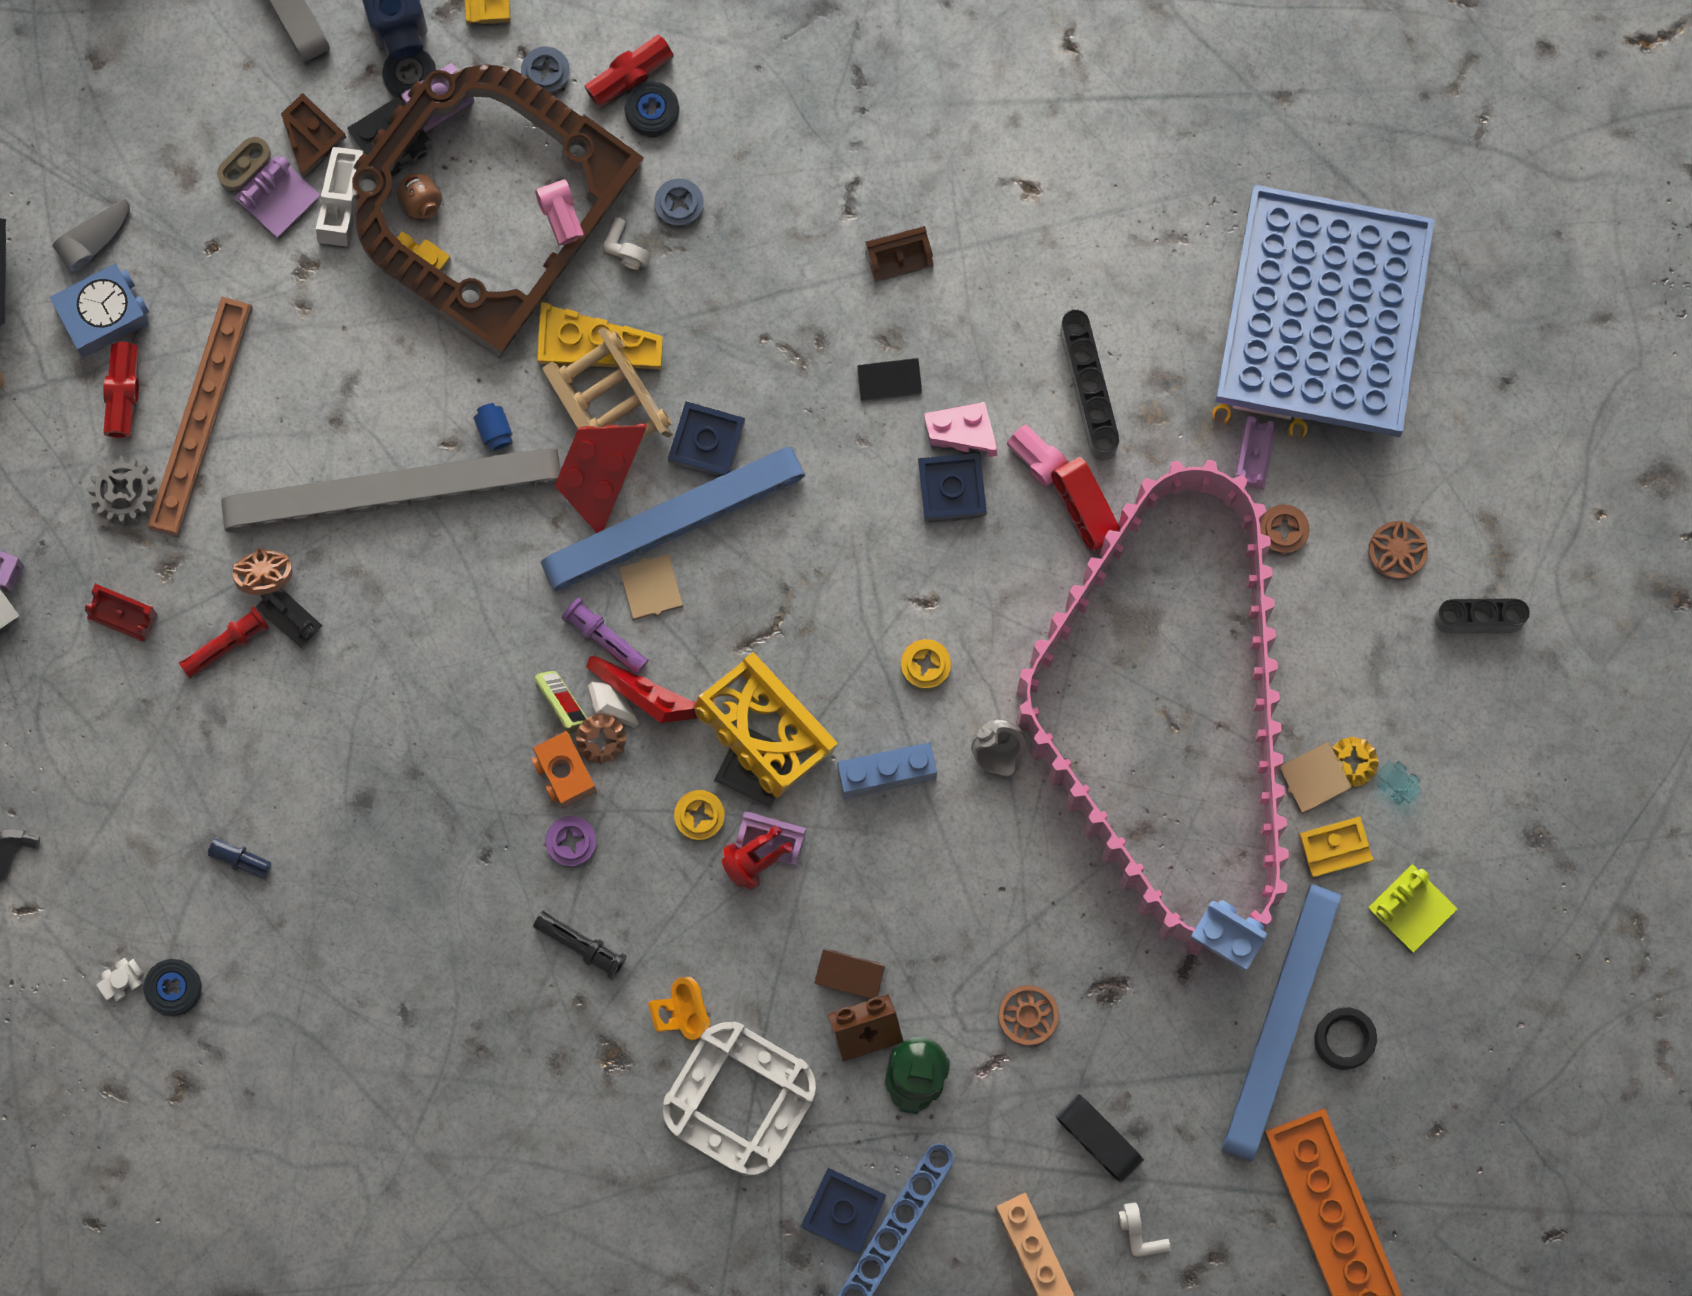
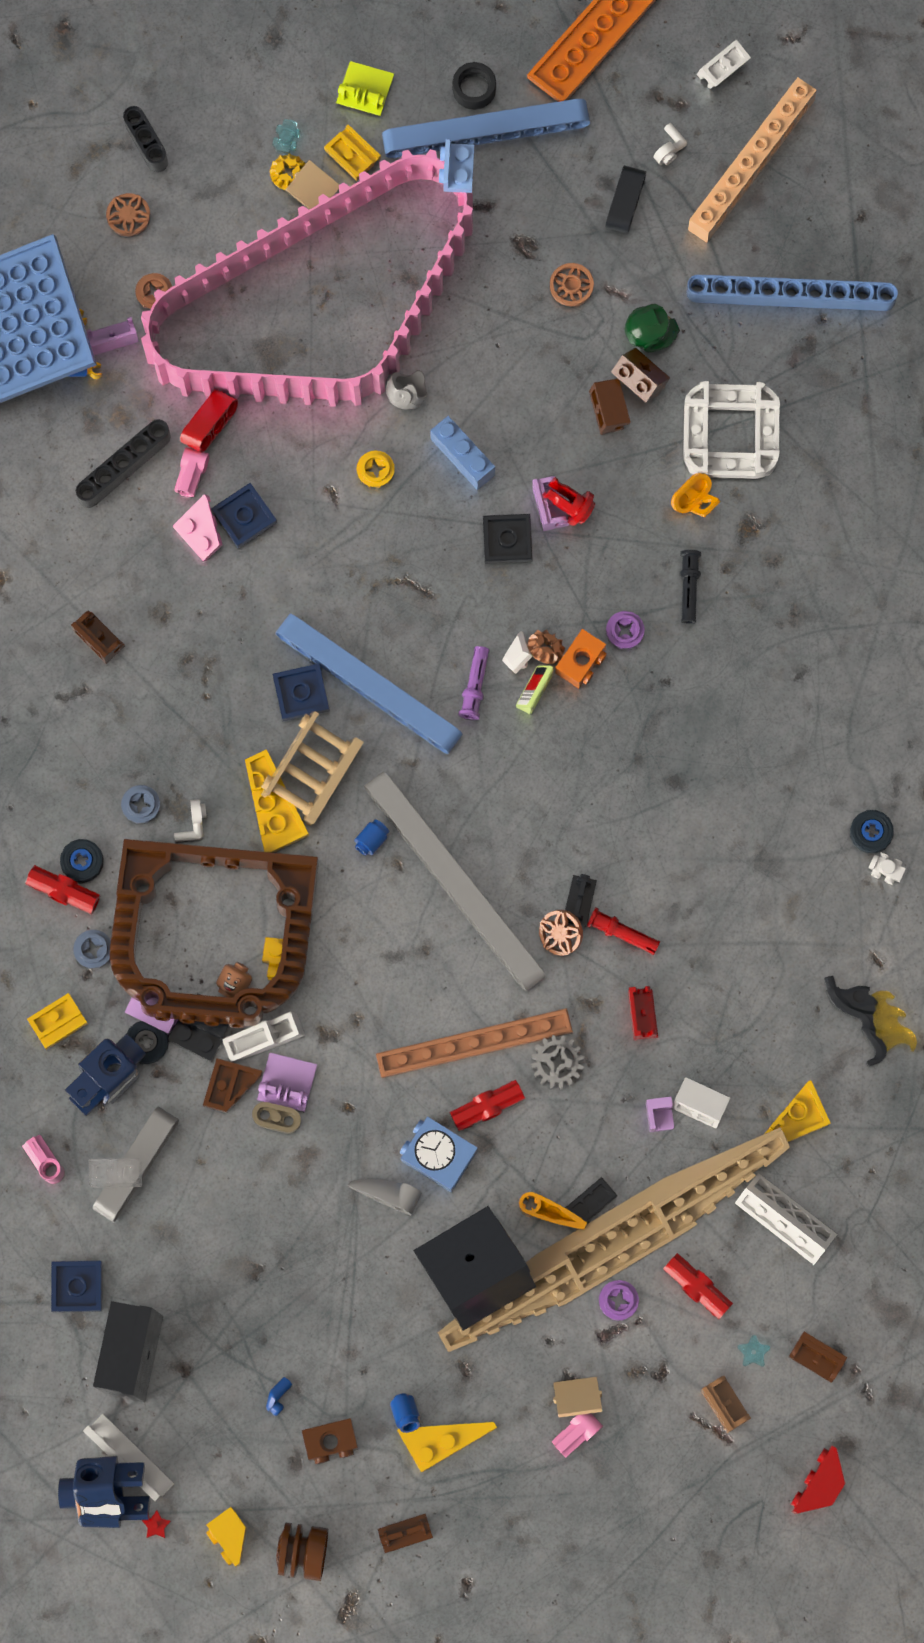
camera: 115 degrees left, 0 degrees up
(239, 858) = (761, 837): dark blue axle -> none
(557, 203) = (193, 872): bright pink piece -> none
(598, 469) = (364, 744): red wing -> none
(651, 586) = (422, 675): tan piece -> none
(653, 699) = (500, 627): red wing -> none
(692, 802) = (567, 549): yellow gear -> none
(764, 683) = (497, 554): yellow fence -> none
(843, 1211) = (764, 329): dark blue plate -> none
(889, 379) = (190, 596): black slope -> none

